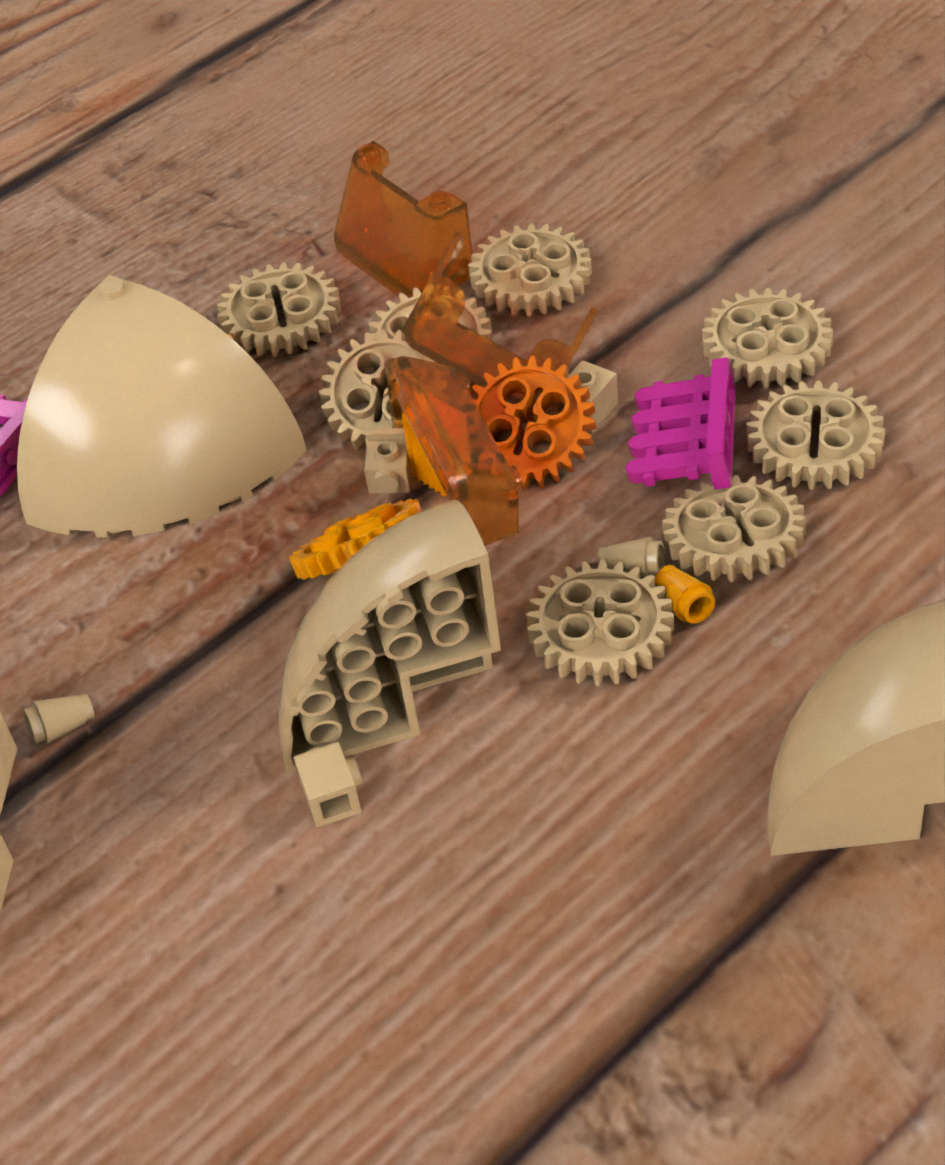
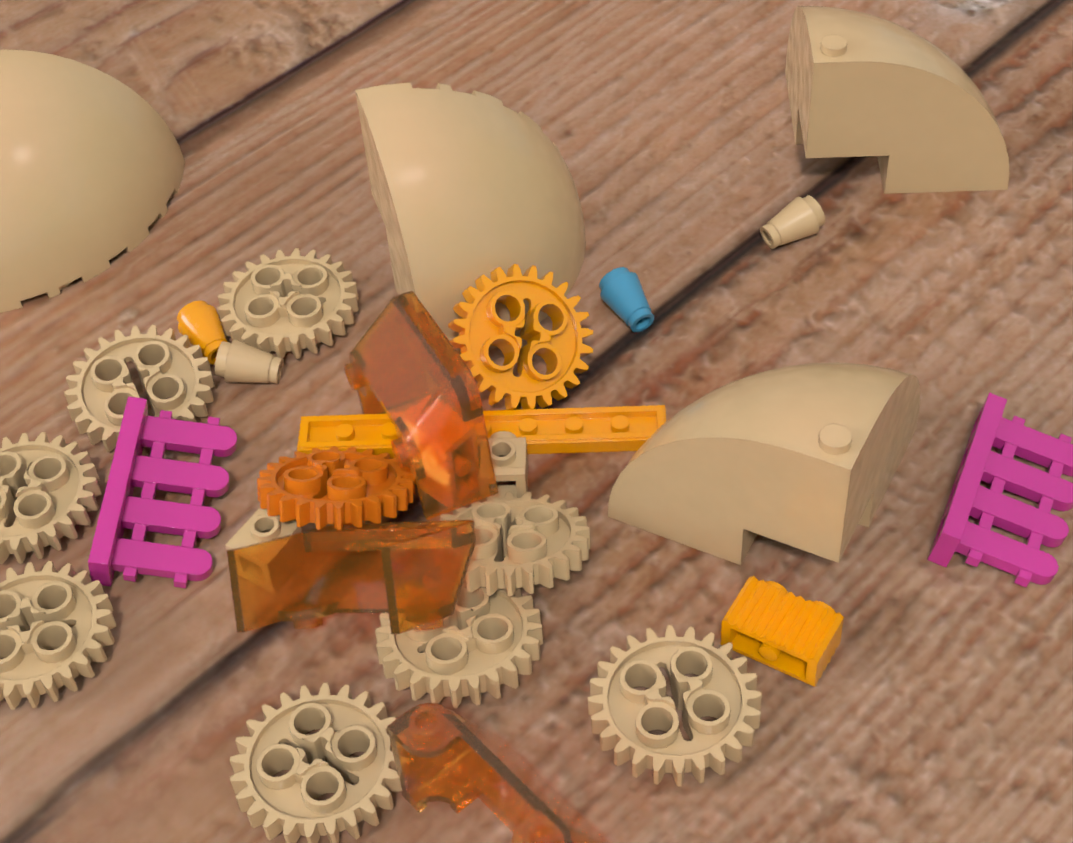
camera: 175 degrees right, 0 degrees up
(251, 629) = (626, 297): none -> dark azure cone
(318, 510) = (545, 429): none -> light orange tile

